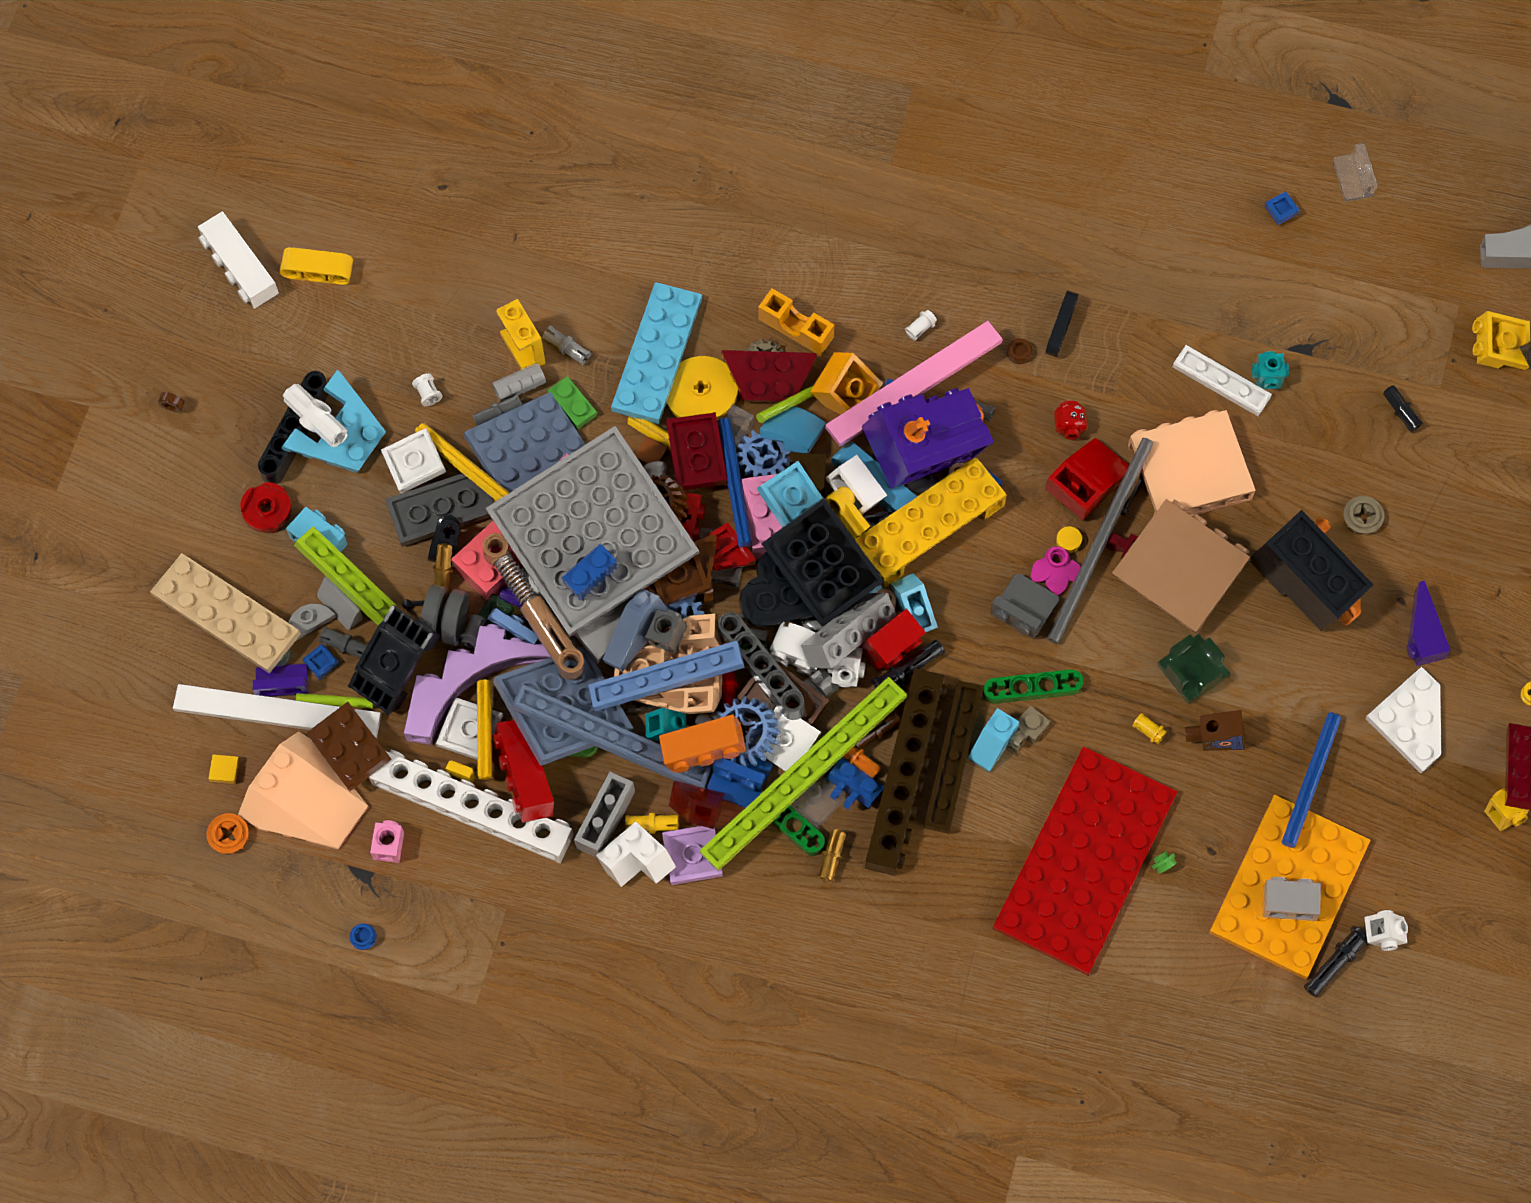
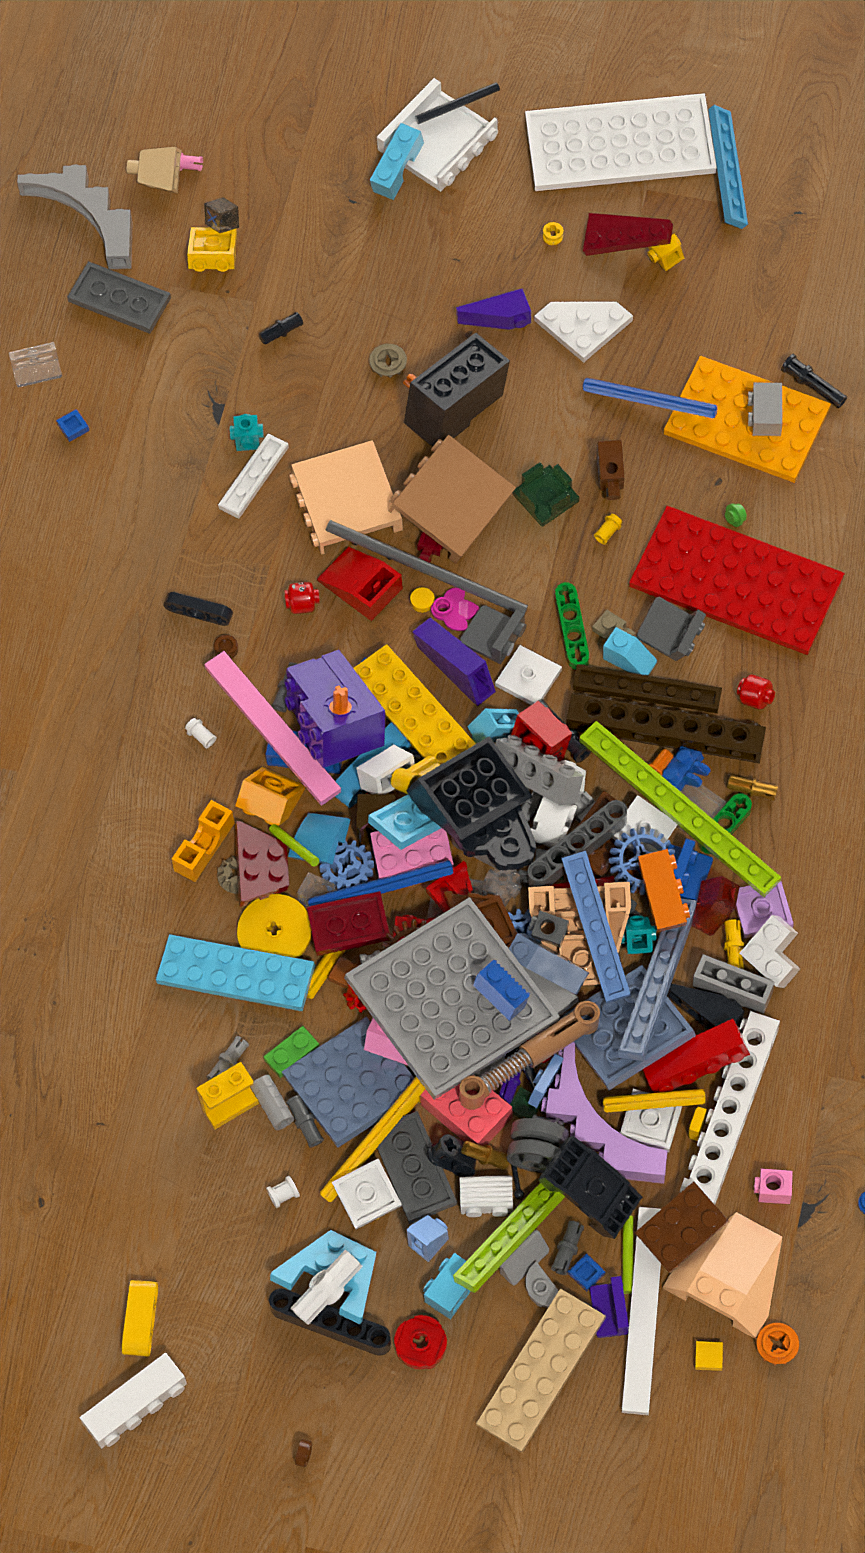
camera: 90 degrees left, 5 degrees down
(365, 512) = (427, 1236): none -> light blue slope
(405, 570) = (486, 1195): none -> white brick
(579, 794) = (705, 1007): none -> black slope
(727, 596) = (502, 883): none -> clear brick
(943, 866) = (755, 692): none -> red head
(975, 640) = (528, 676): none -> white plate
(990, 564) = (455, 660): none -> dark purple slope
(1021, 781) = (670, 629): none -> dark grey bracket
(1386, 930) = (789, 347): white brick -> none
(1439, 252) = (119, 297): none -> dark grey plate

